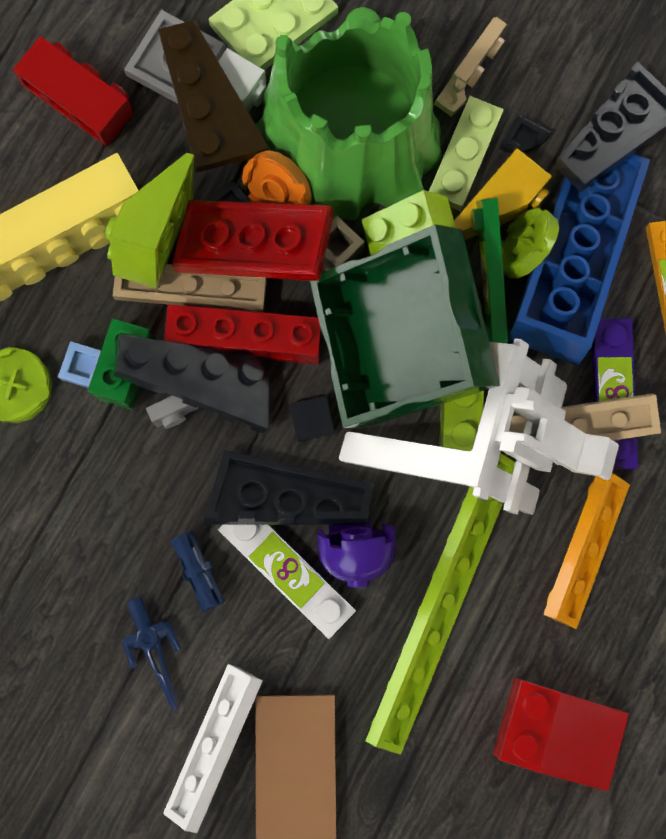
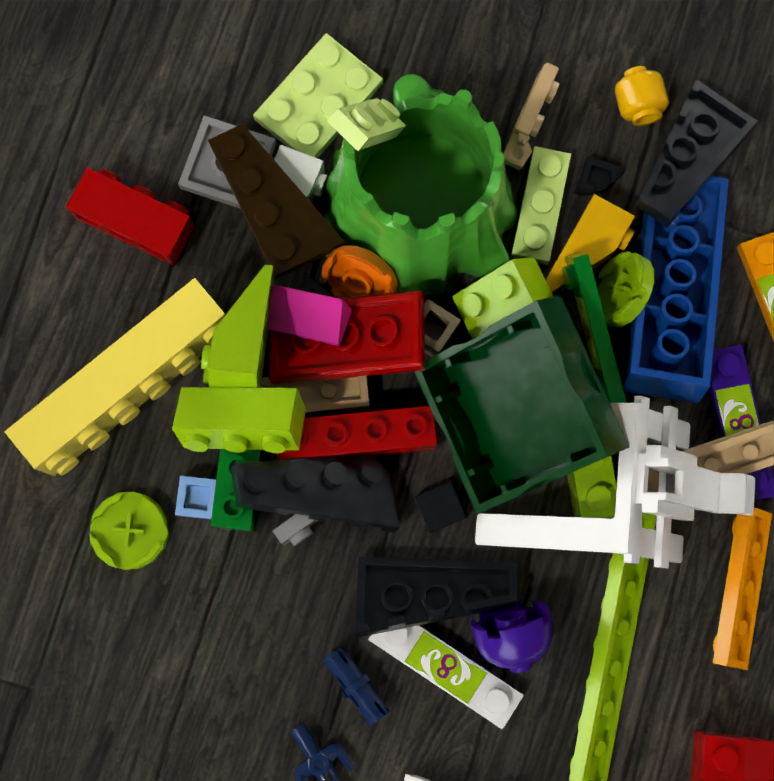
camera: 10 degrees left, 0 degrees up
(134, 294) = (239, 419): none -> lime brick
(220, 210) = (308, 315): none -> dark pink slope
(305, 27) = (367, 123): none -> yellowish green plate
(581, 66) = (641, 96): none -> yellow head

